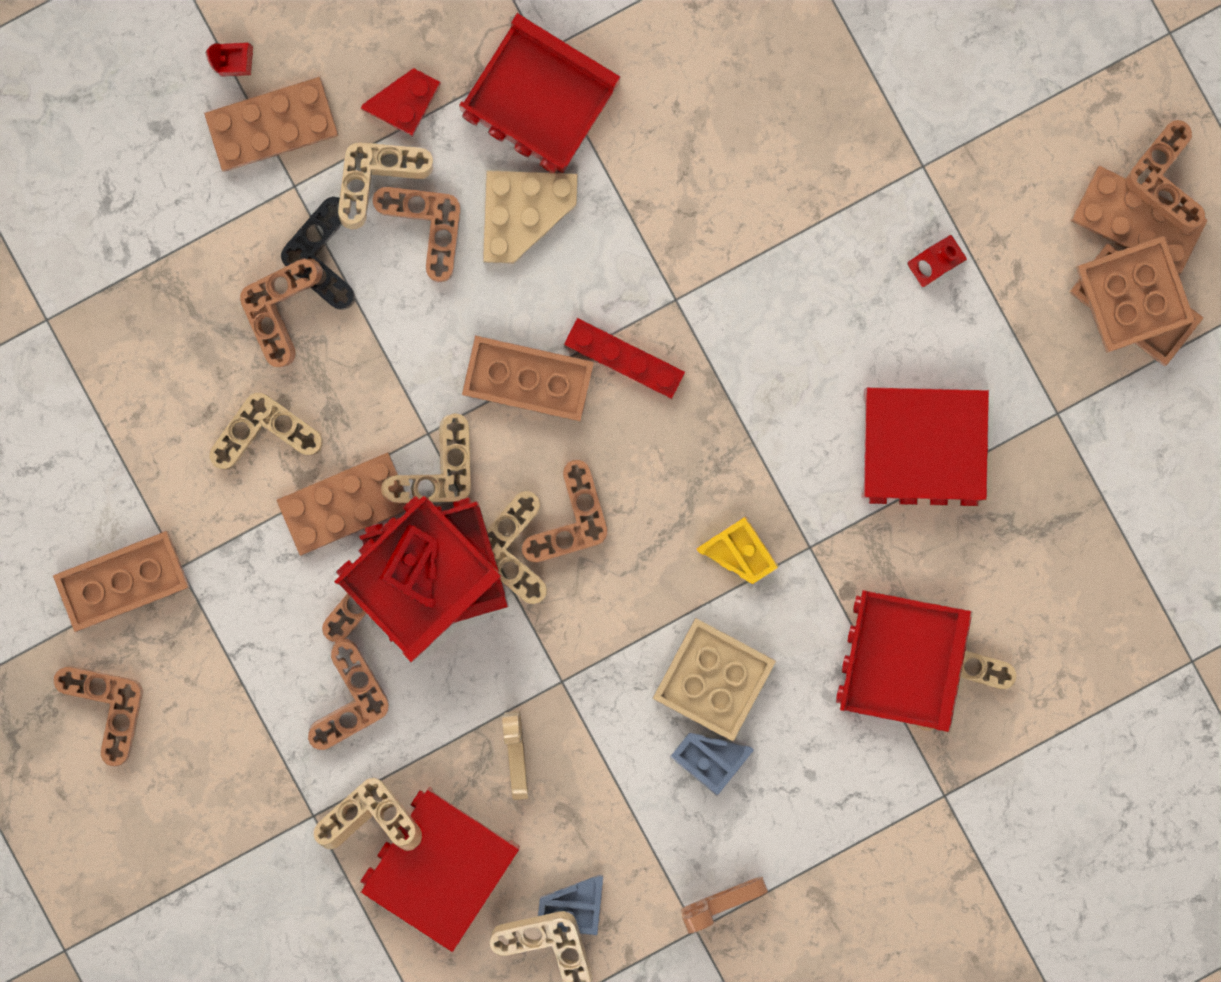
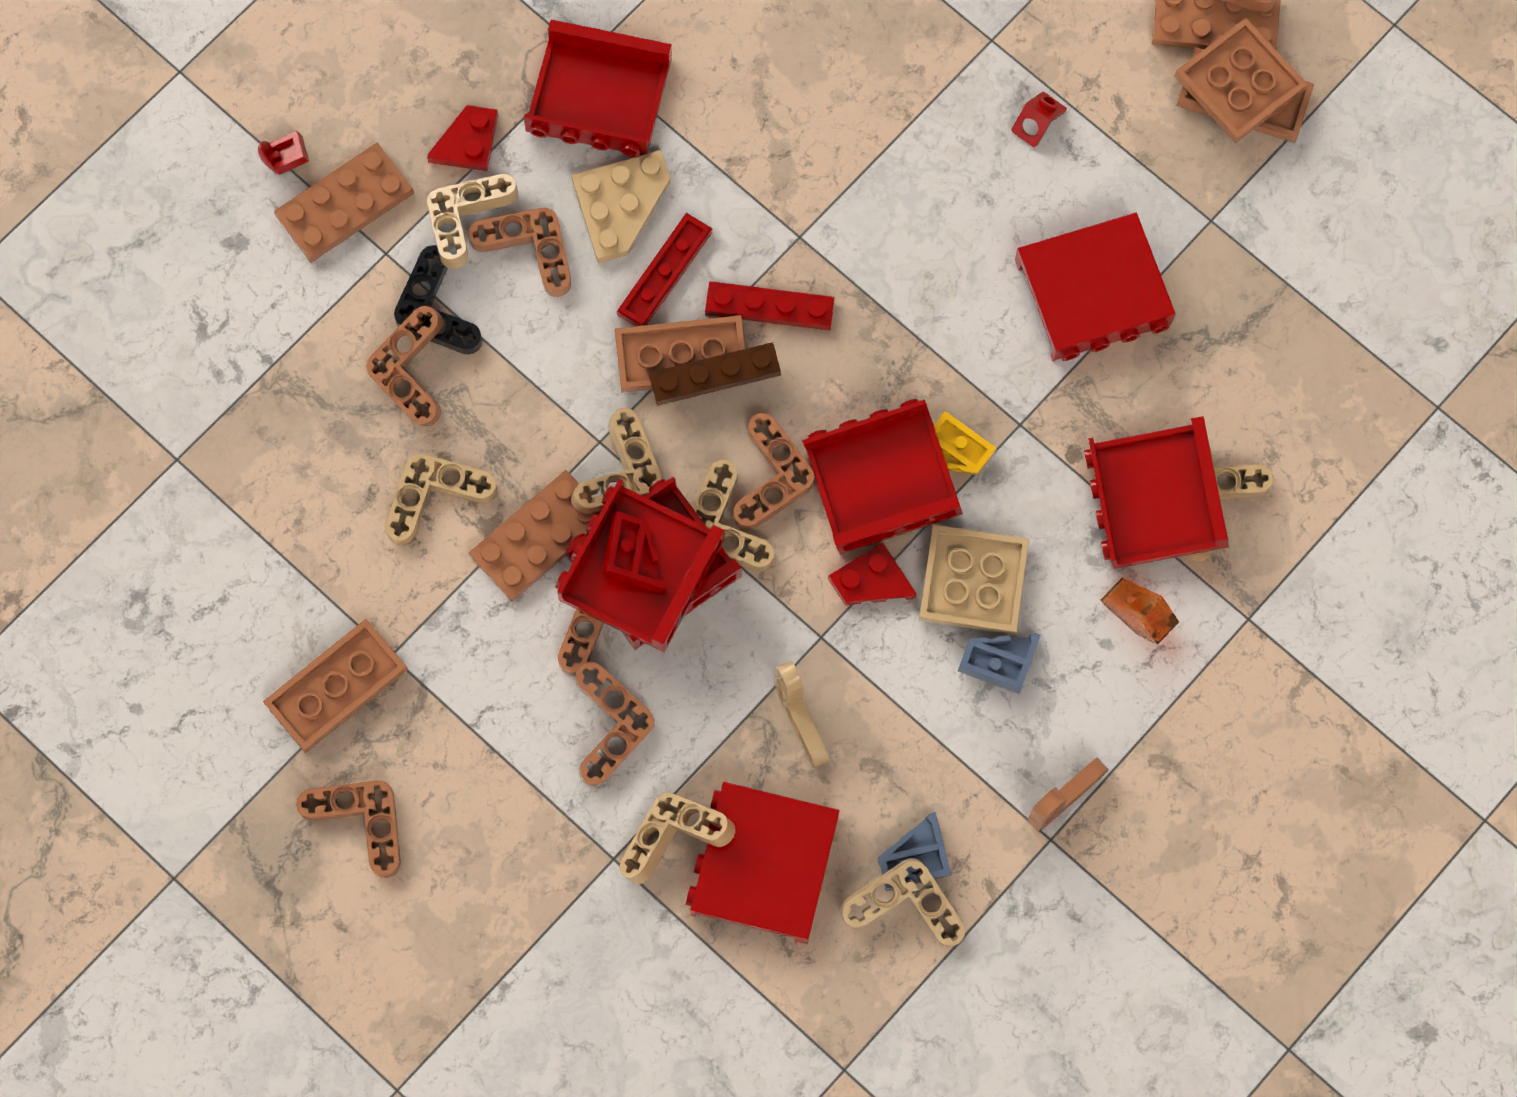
camera: 20 degrees left, 15 degrees down
(541, 292) = (664, 271): none -> red tile
(549, 411) = (715, 373): none -> reddish brown plate
(624, 646) = (871, 578): none -> red wing
(666, 559) = (882, 476): none -> red panel
(849, 758) = (1140, 610): none -> clear orange slope

